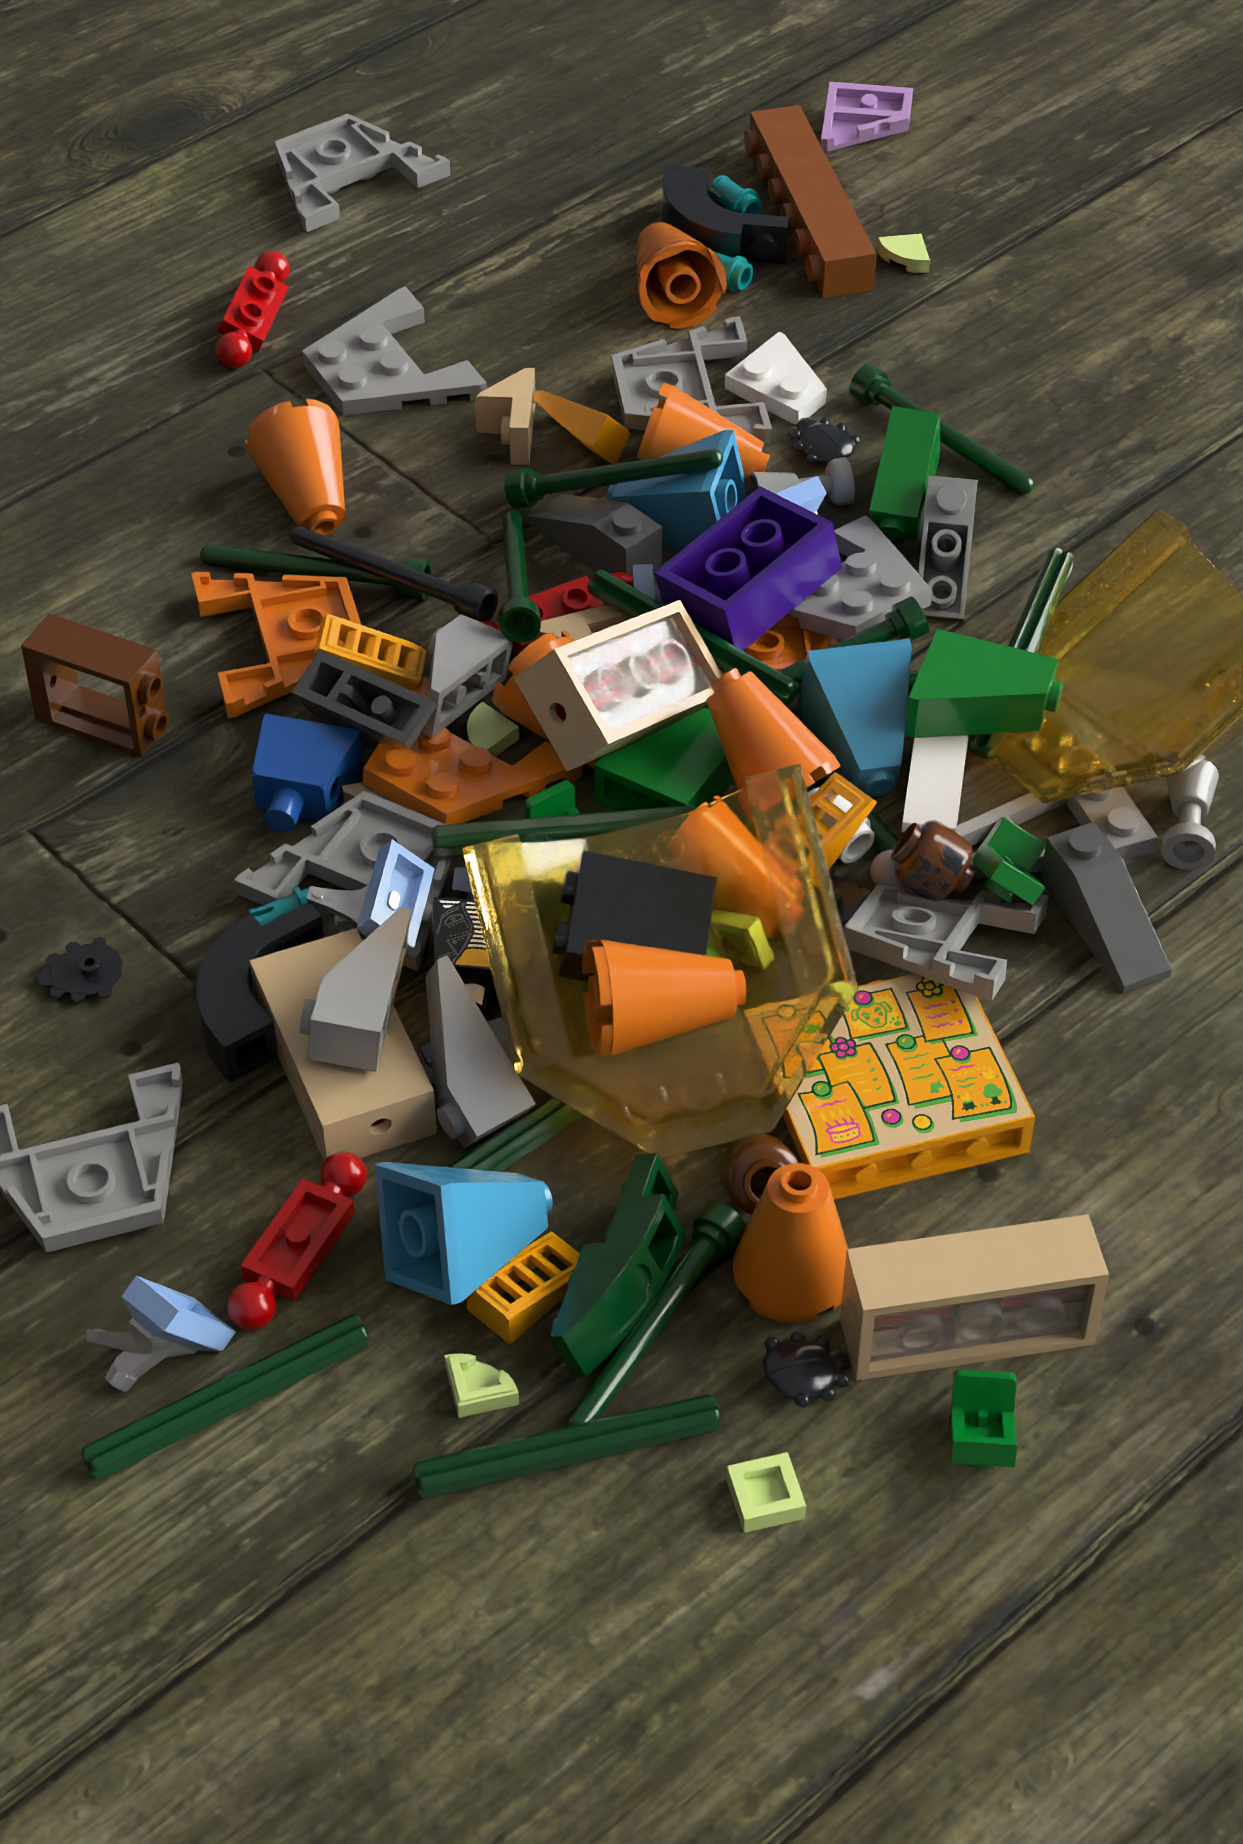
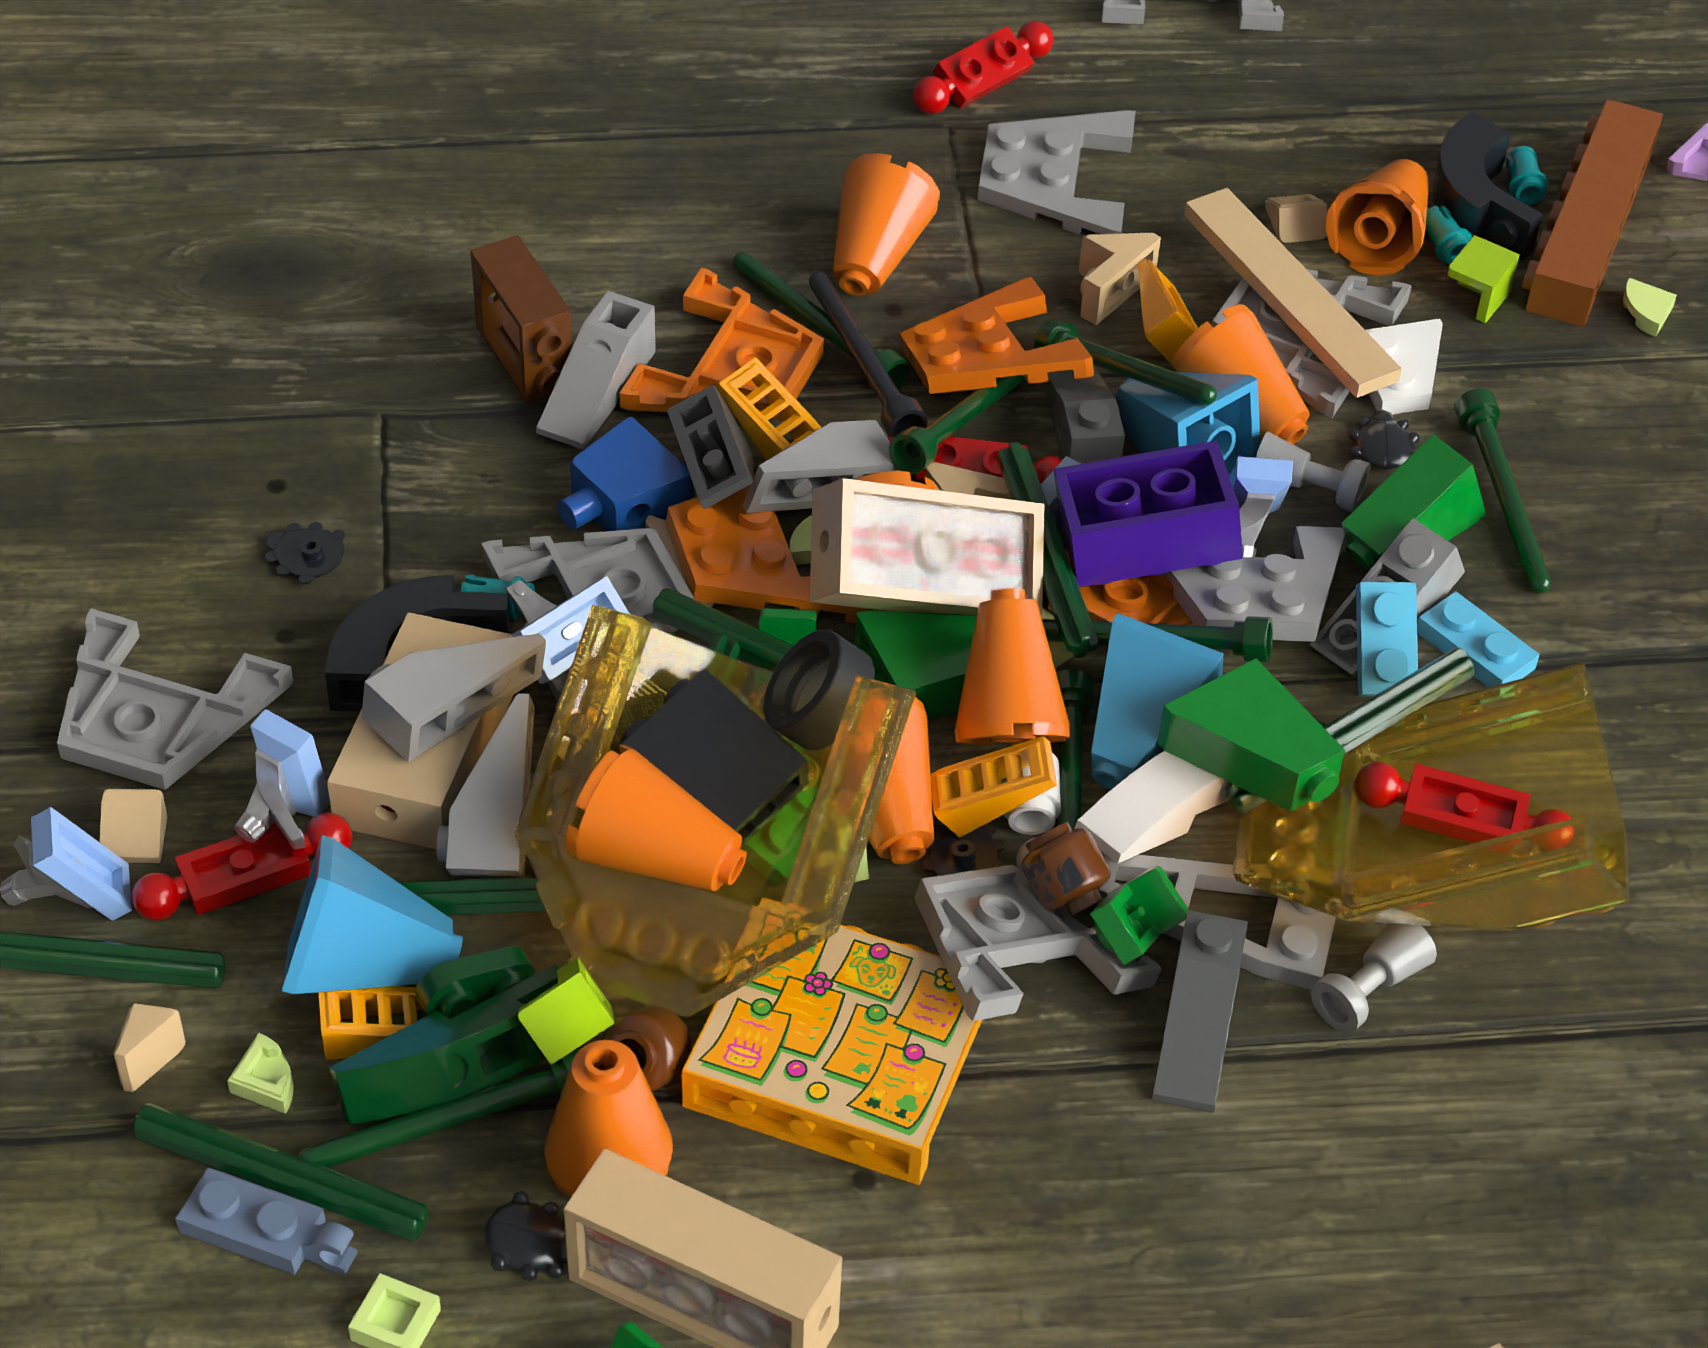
camera: 35 degrees right, 0 degrees up
(171, 1260) = (133, 824): none -> tan slope
(193, 695) = (601, 361): none -> light grey slope
(278, 1148) = (287, 780): none -> piece
(364, 1418) = (147, 1043): none -> tan slope
(473, 529) = (975, 345): none -> orange wing
(582, 1210) = (472, 980): none -> dark green plate
(598, 1492) = (264, 1225): none -> sand blue plate
(600, 308) = (1297, 217): none -> tan slope
(650, 812) = (813, 687): none -> black tyre
(665, 361) = (1293, 293): none -> tan tile
(695, 1181) = (567, 1013): none -> lime panel
(782, 280) = (1487, 271): none -> lime panel
(977, 576) = (1385, 634): none -> medium azure plate
(1018, 546) = (1493, 649): none -> medium azure plate
(1149, 661) = (1451, 802): none -> red plate

